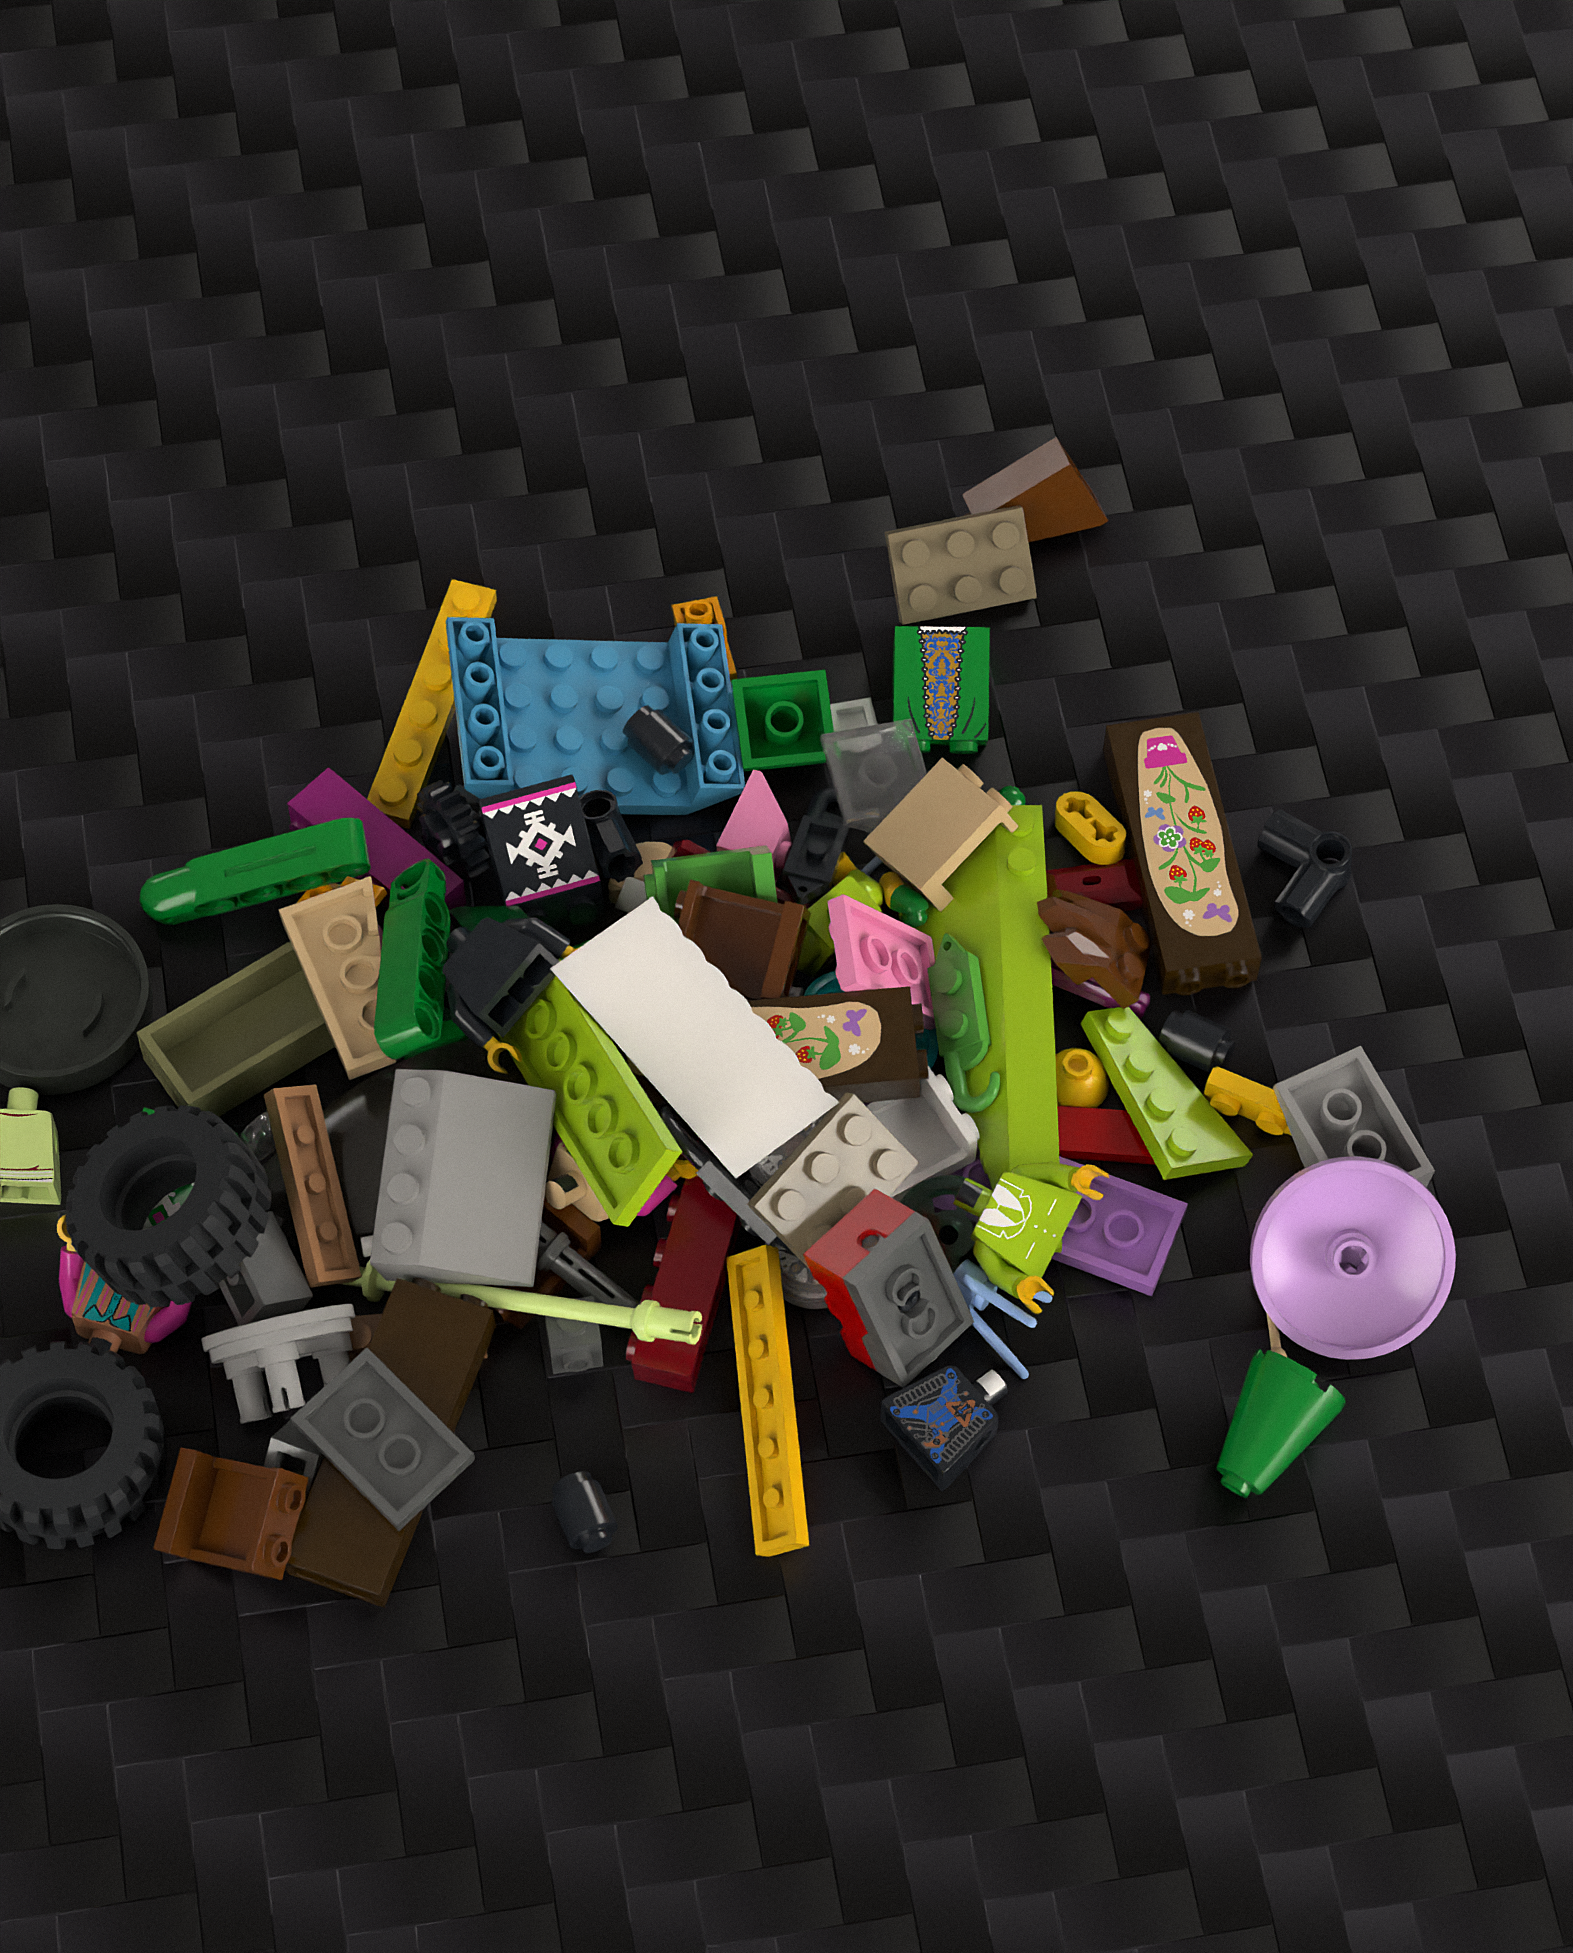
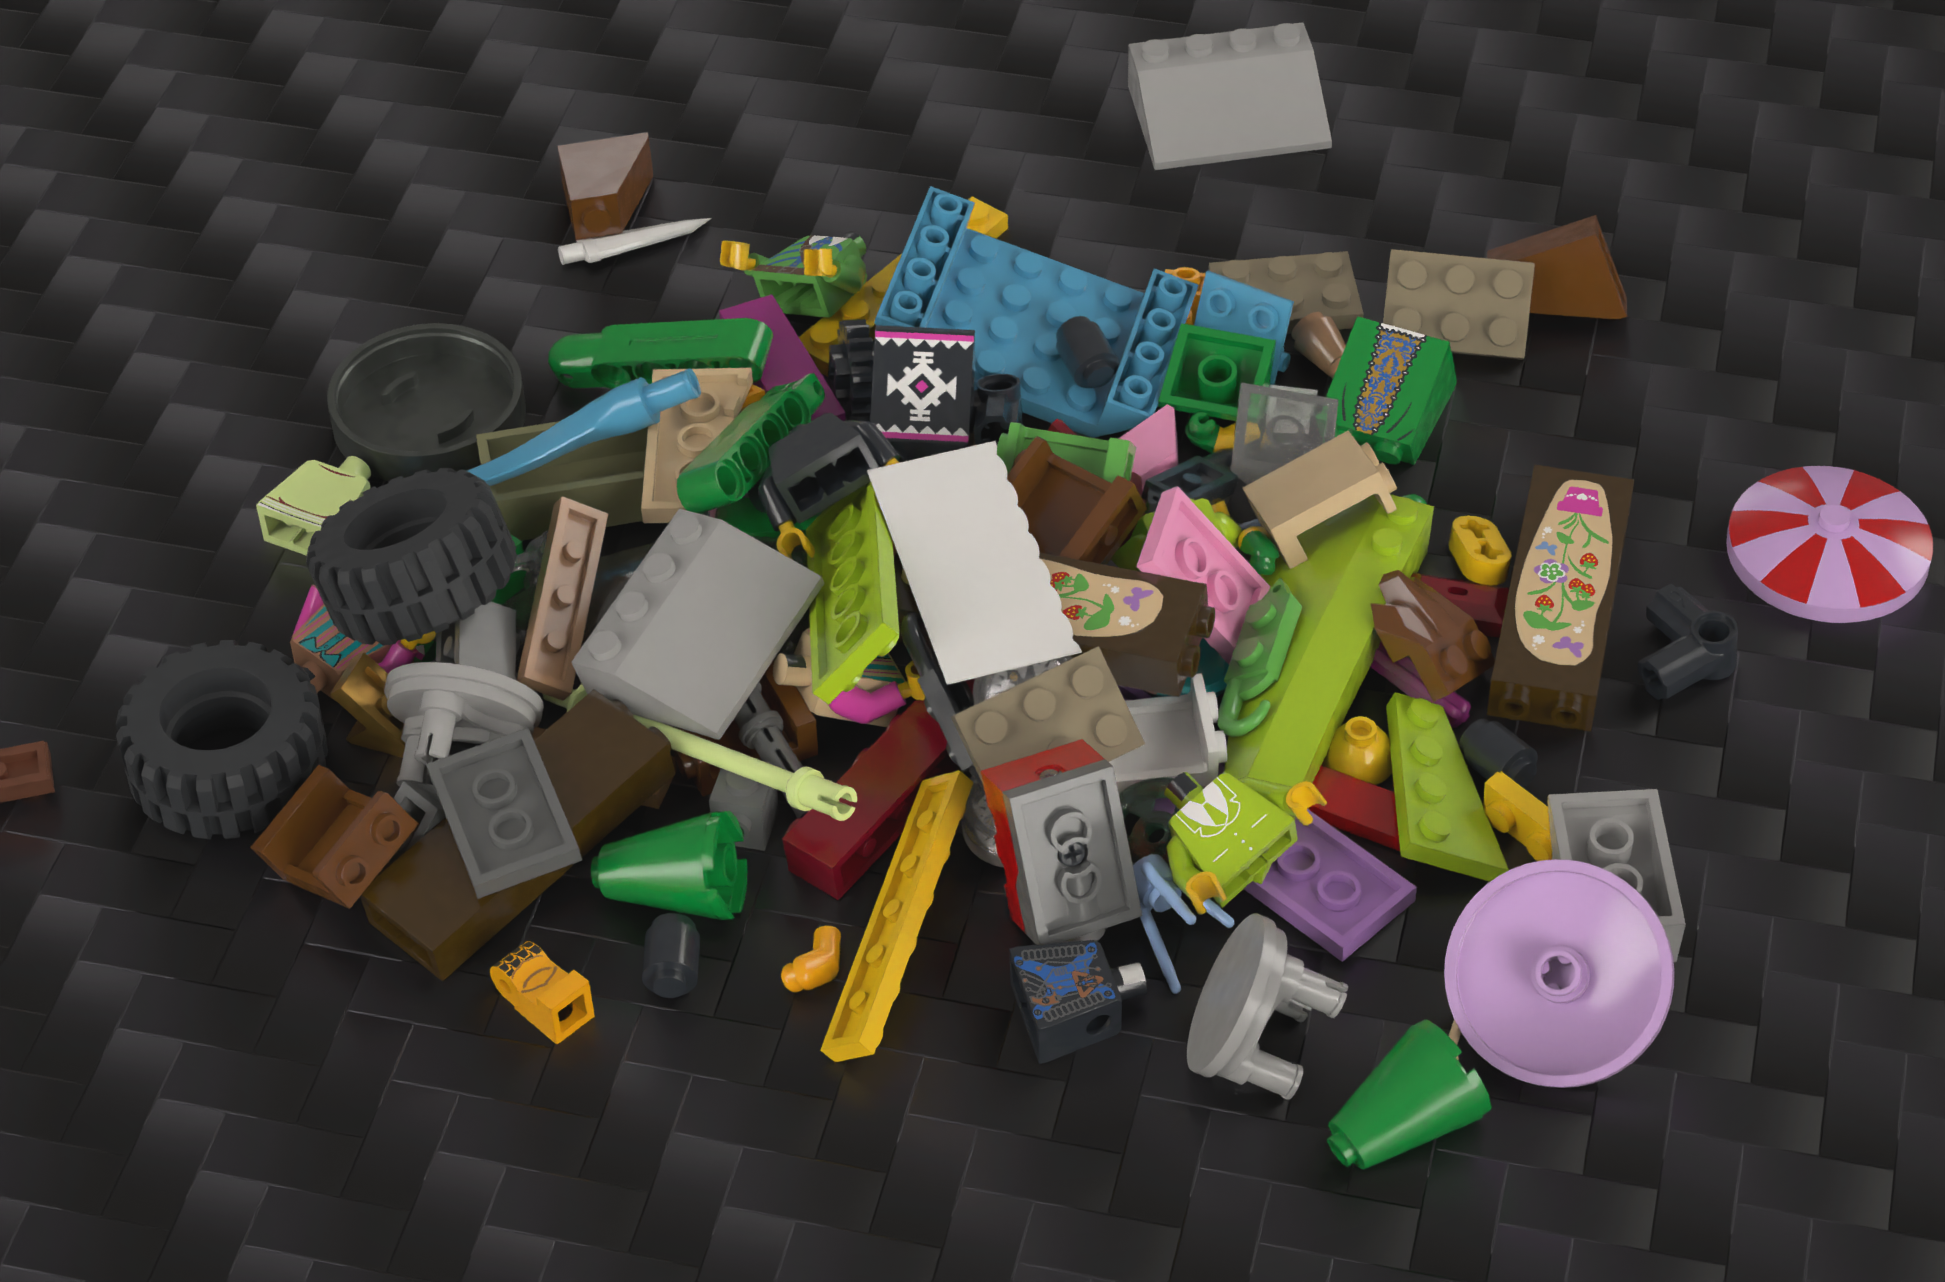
camera: 25 degrees right, 15 degrees down
(90, 684) = (604, 182): none -> slope
(130, 746) = (605, 246): none -> white bar
(179, 1353) = (363, 696): none -> pearl gold slope
(272, 976) = (613, 414): none -> dark azure animal
(346, 730) = (806, 277): none -> bright green torso
(485, 1588) = (542, 990): none -> light orange leg
(546, 1425) = (678, 867): none -> green cone
(640, 383) = (1228, 96): none -> light grey slope
(713, 1470) = (815, 966): none -> light orange arm
(778, 648) = (1246, 311): none -> dark azure hinge
(791, 595) = (1312, 281): none -> dark tan plate
(801, 782) = (1207, 434): none -> green arm
(856, 646) = (1319, 341): none -> medium nougat cone
(1105, 1380) = (1239, 997): none -> light grey piece
(1378, 711) = (1829, 544): none -> dish

